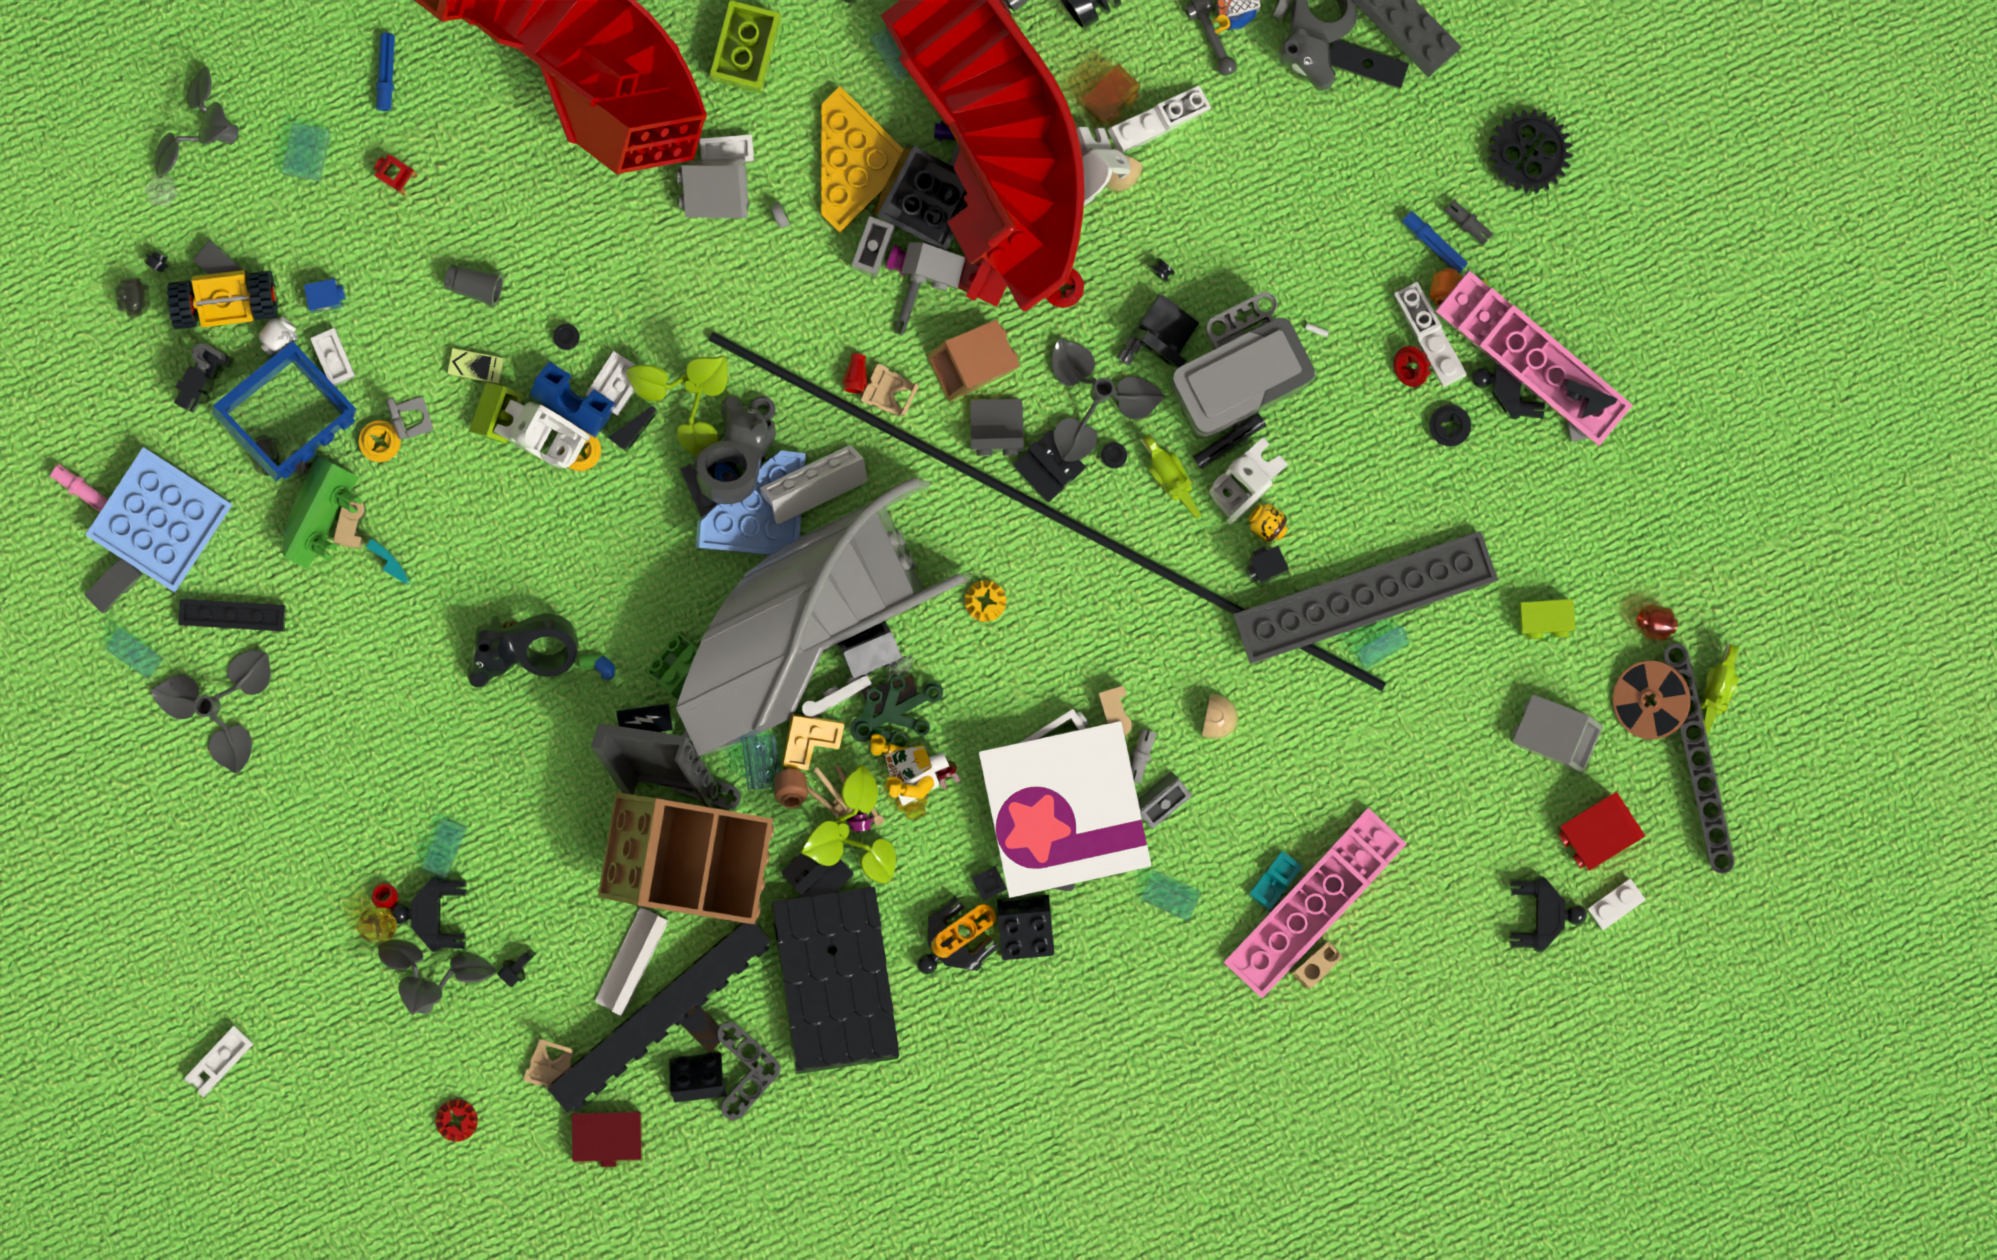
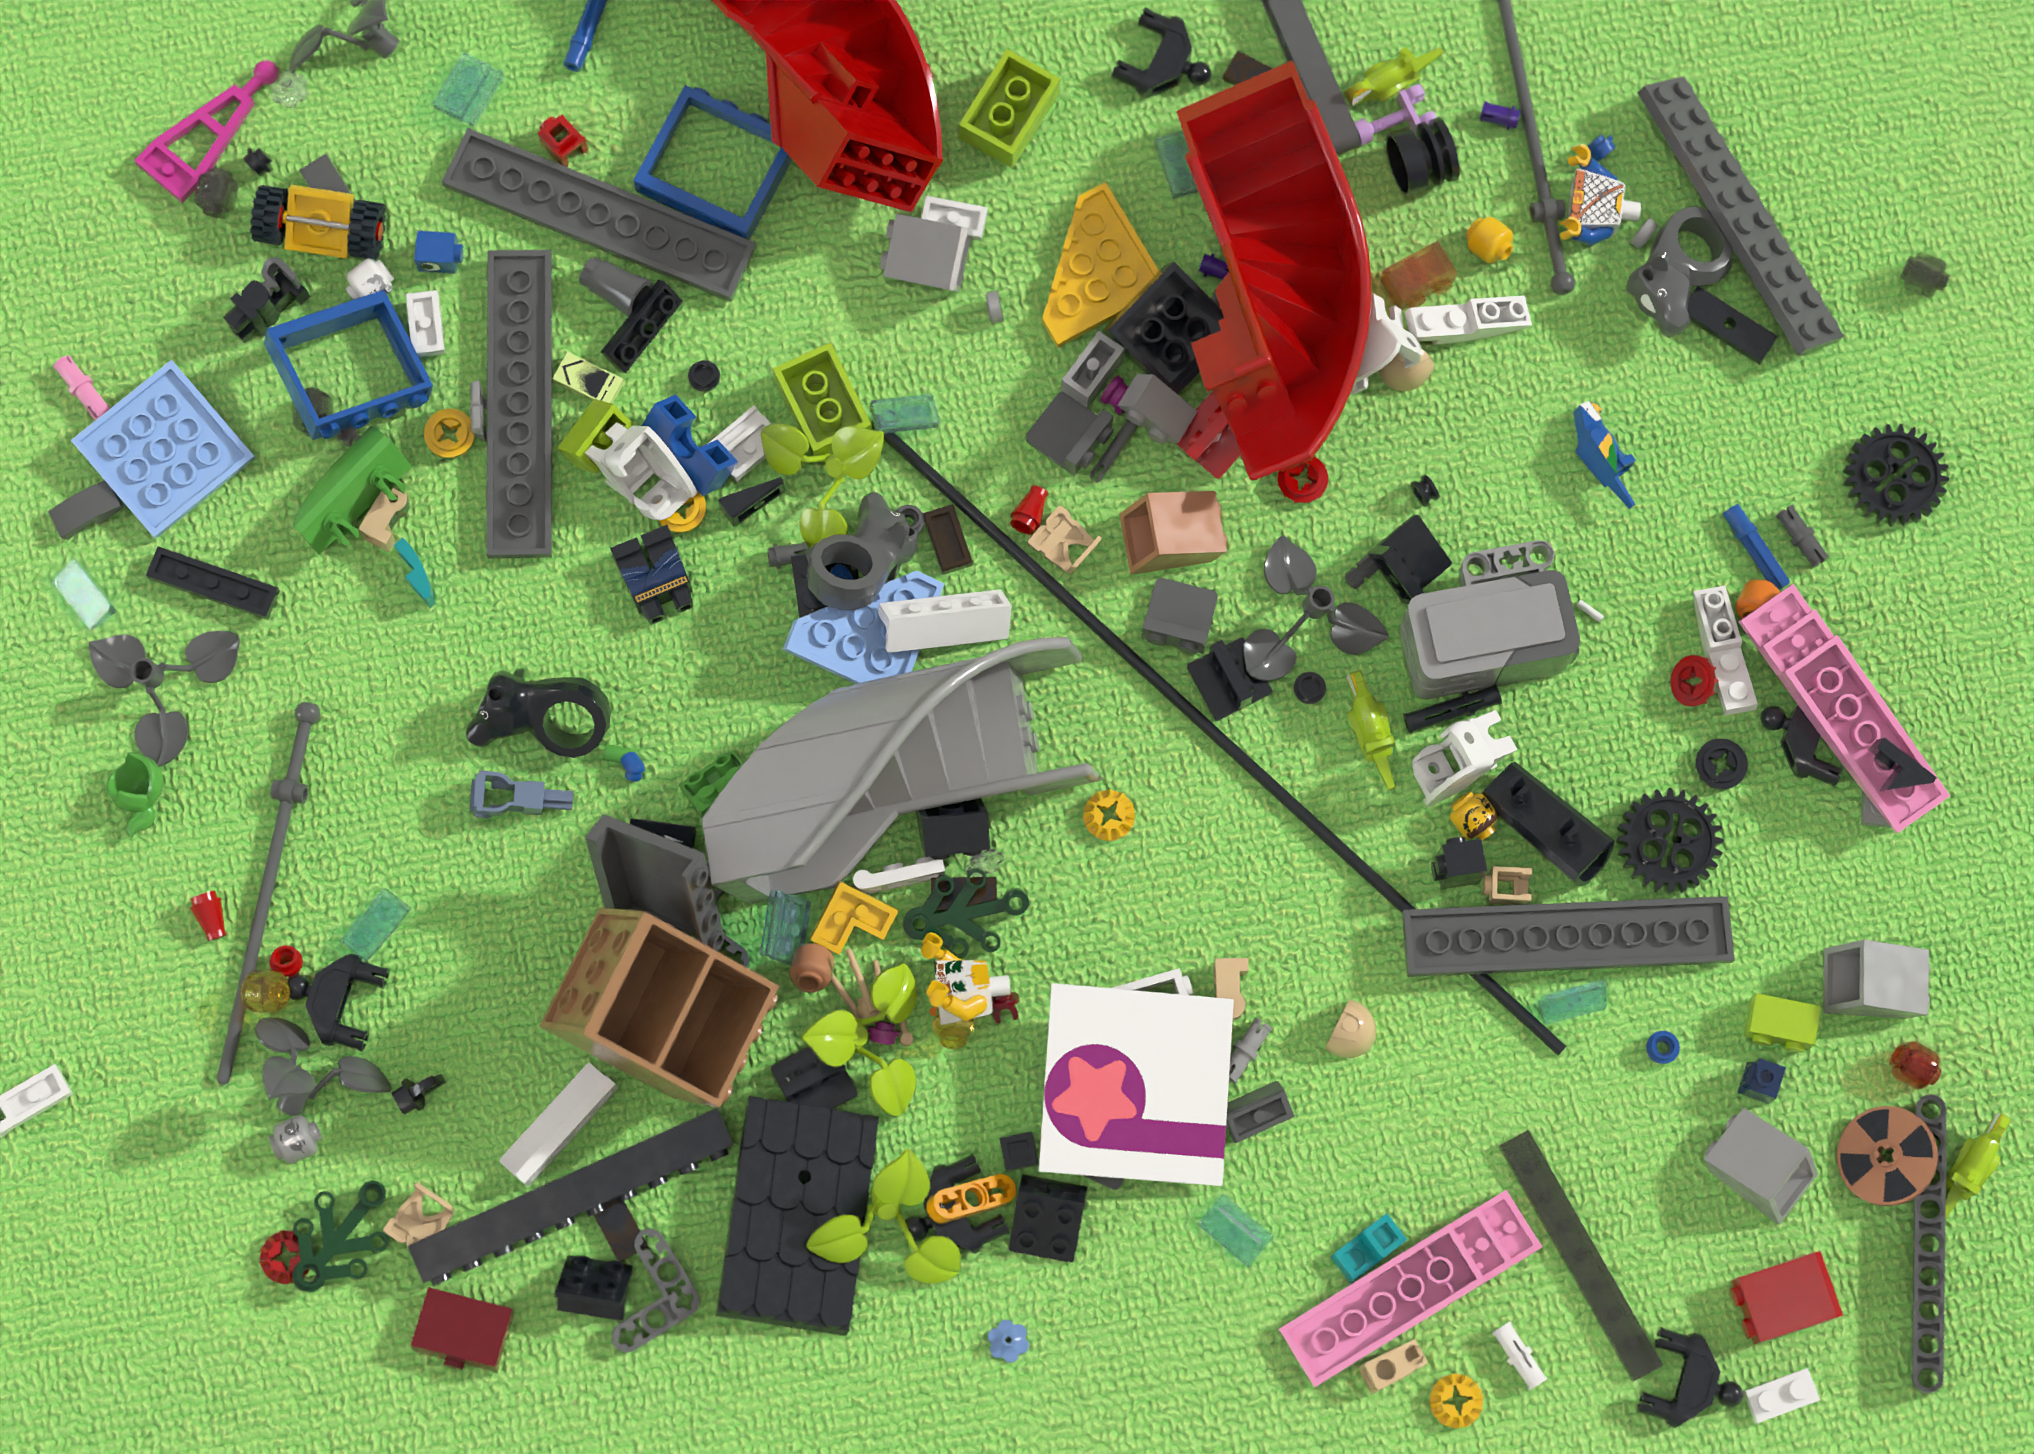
camera: 10 degrees right, 10 degrees down
(87, 287) = (174, 173): none -> dark pink plate
(225, 796) = (135, 789): none -> bright green hair
(313, 876) = (209, 914): none -> red cone
(345, 764) = (288, 792): none -> dark grey bar
(427, 401) = (519, 404): none -> dark grey plate
(435, 1031) = (295, 1139): none -> light grey head
(443, 227) = (599, 214): none -> dark grey plate
(490, 1098) = (336, 1241): none -> dark green plant
(505, 311) = (641, 326): none -> black tile
(515, 199) = (693, 205): none -> blue window
(530, 716) = (528, 796): none -> sand blue piece
(581, 517) = (657, 585): none -> black hips
(666, 333) = (820, 397): none -> lime brick
(673, 465) = (782, 554): none -> dark grey pin
(734, 324) = (904, 413): none -> clear light blue plate
(797, 415) = (947, 539): none -> dark brown tile
(869, 302) = (1070, 433): none -> dark grey bracket
(909, 938) = (897, 1183): none -> lime plant
(1025, 1020) = (1011, 1350): none -> medium blue plant
(1159, 47) = (1490, 240): none -> yellow head
(1292, 198) = (1601, 451): none -> blue animal
(1318, 567) = (1520, 880): none -> tan window
(1328, 513) = (1549, 824): none -> black piece
(1359, 974) = (1447, 1413): none -> yellow gear
(1401, 498) = (1642, 832): none -> black gear
(1410, 930) = (1519, 1355): none -> white pin
(1437, 840) = (1580, 1256): none -> clear smoke tile
(1466, 656) = (1671, 1042): none -> blue plate
(1542, 668) = (1761, 1080): none -> dark blue window
(1611, 564) = (1876, 980): none -> light grey slope

